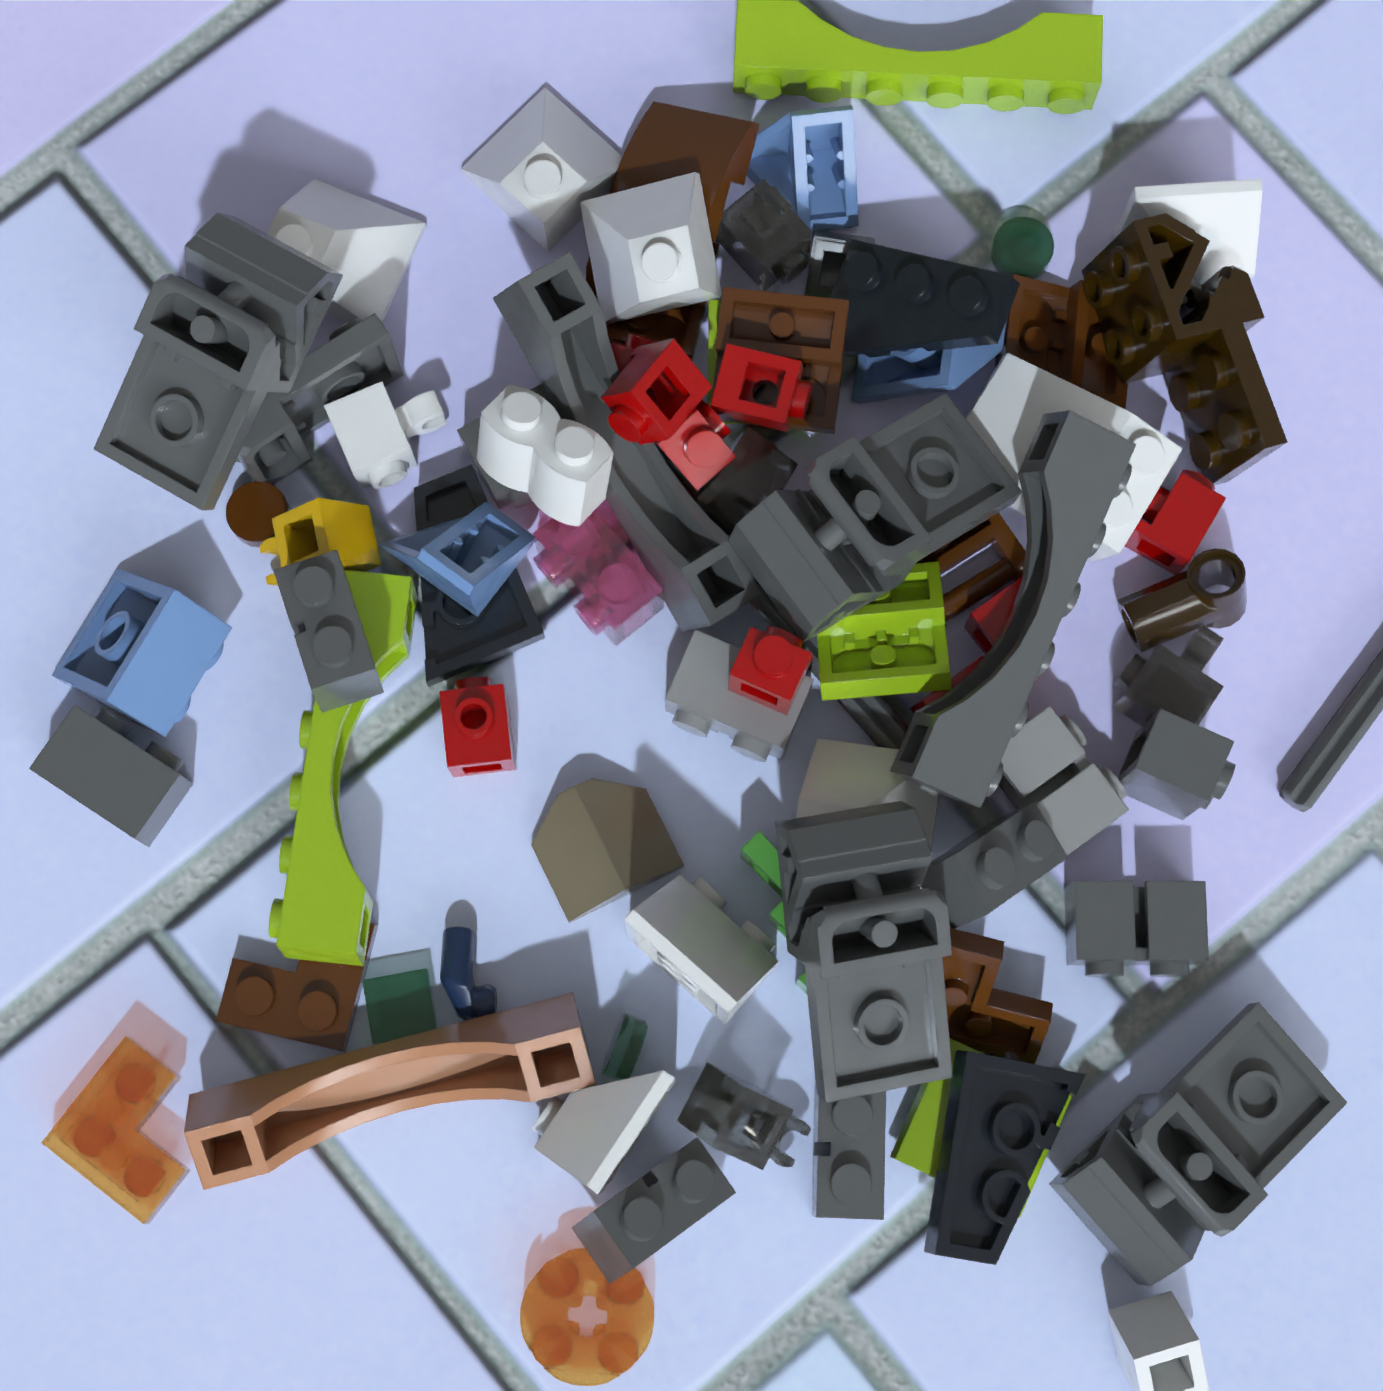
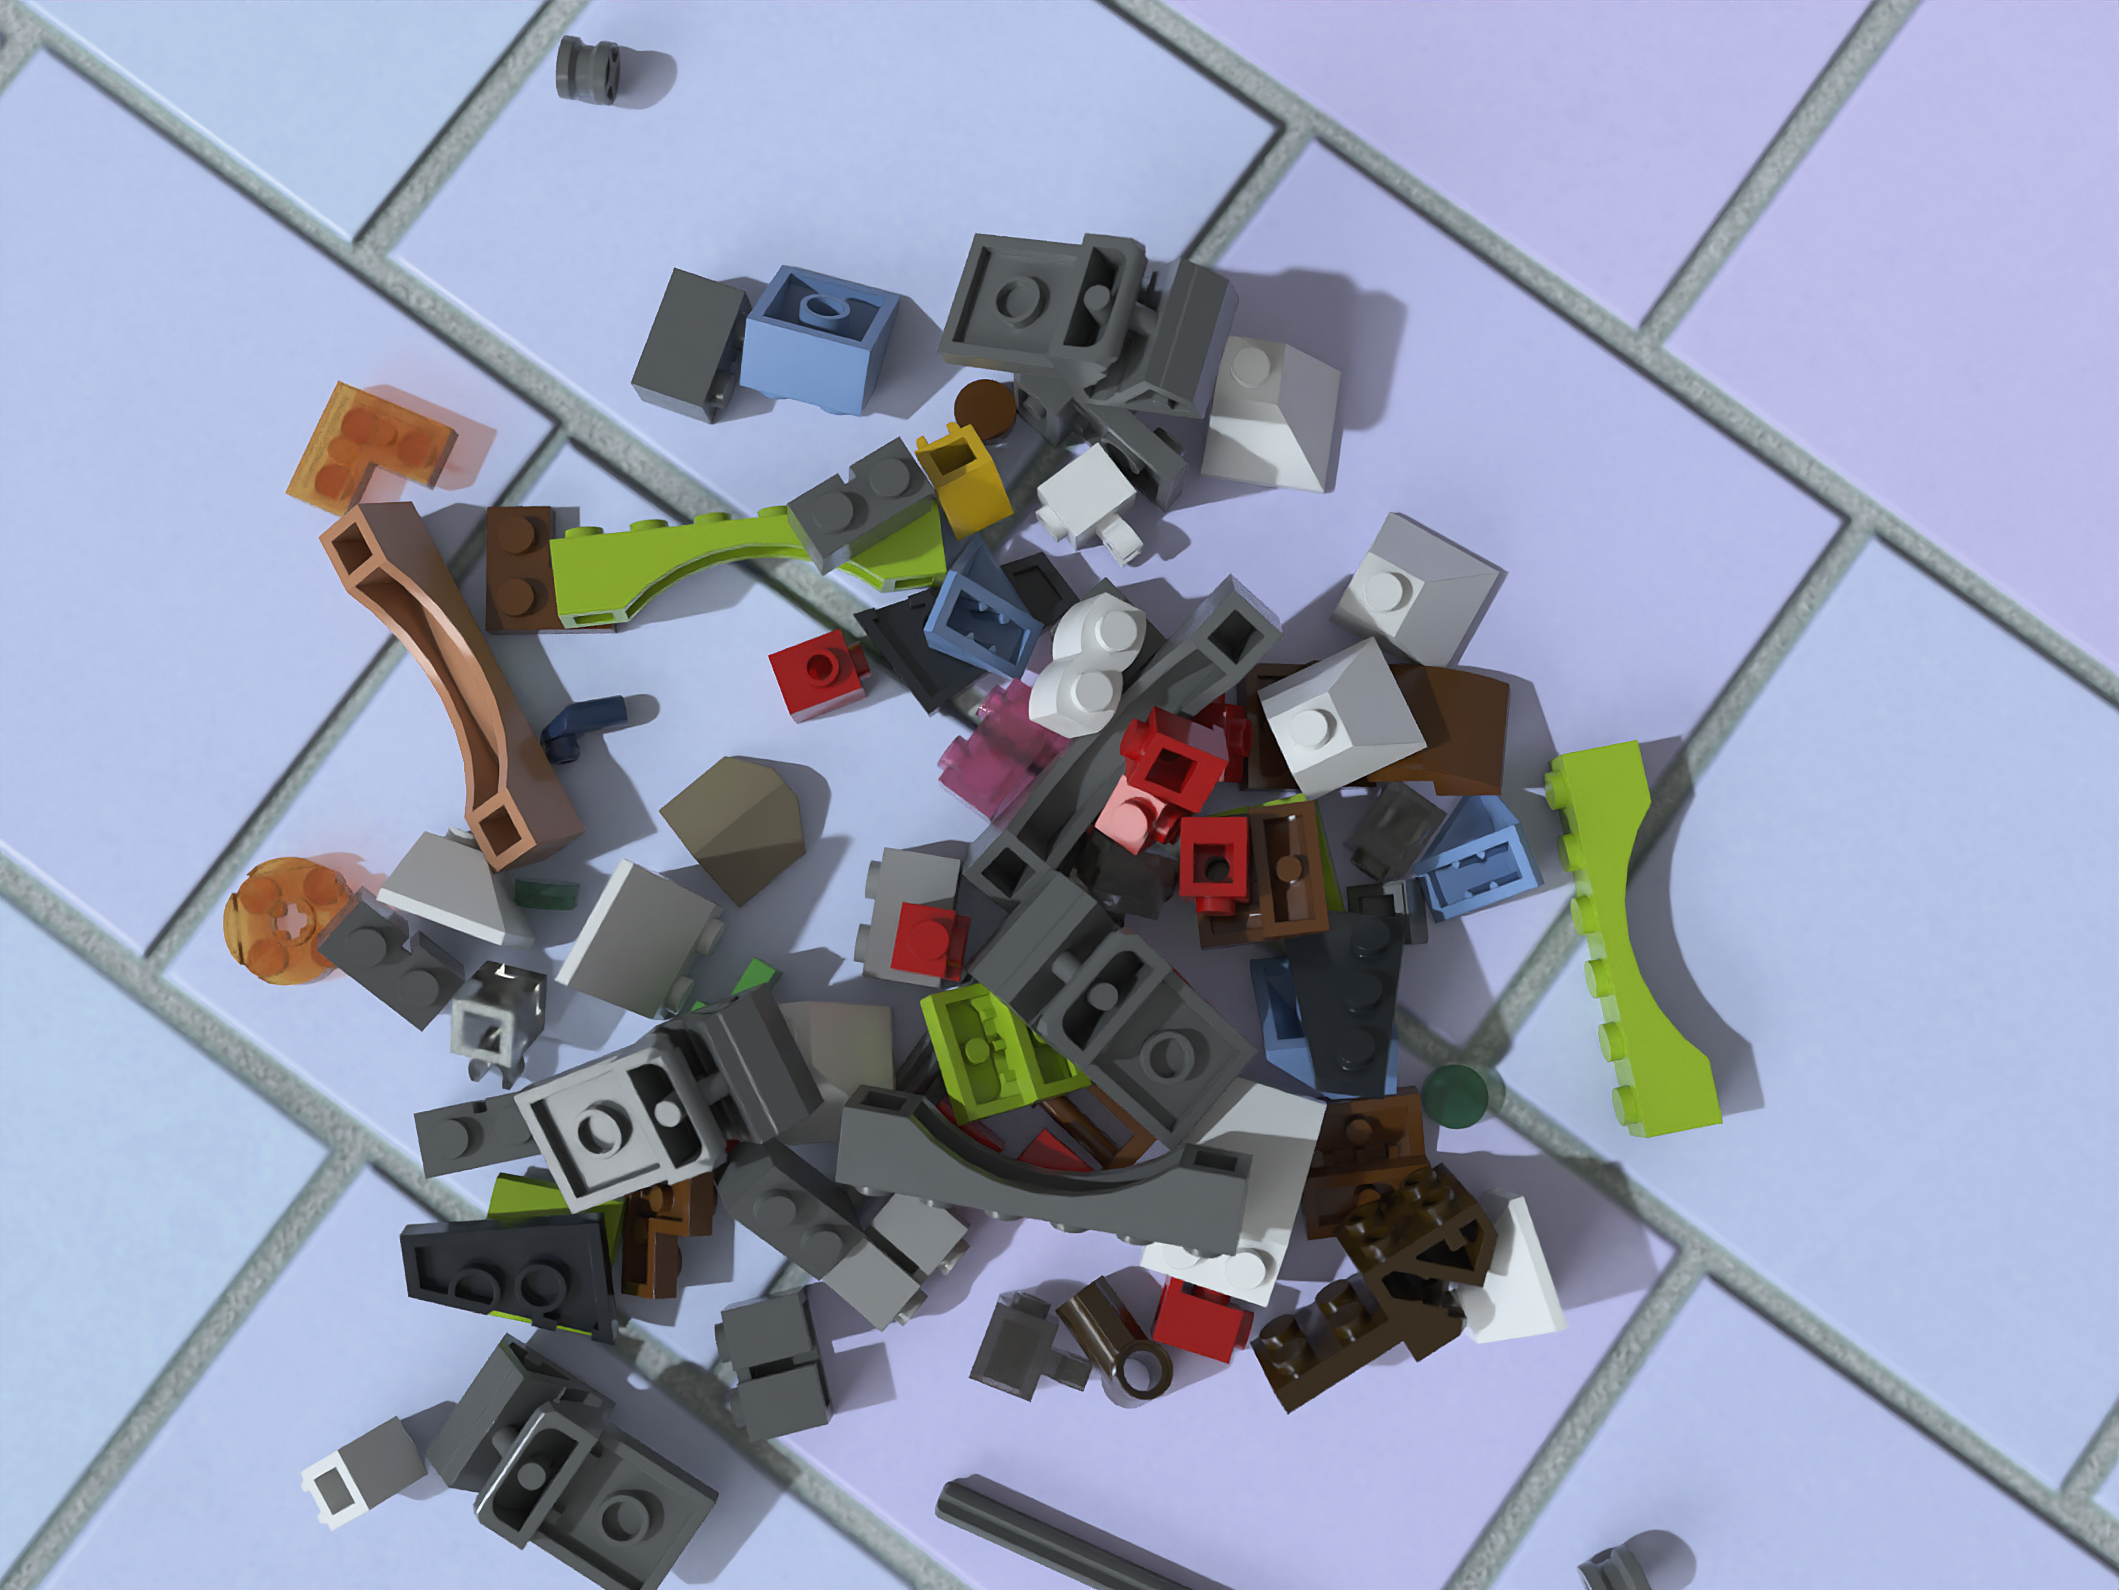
camera: 75 degrees right, 5 degrees up
(399, 1005) = (542, 674): clear green tile -> none
(1176, 765) = (934, 1370): dark grey piece -> none

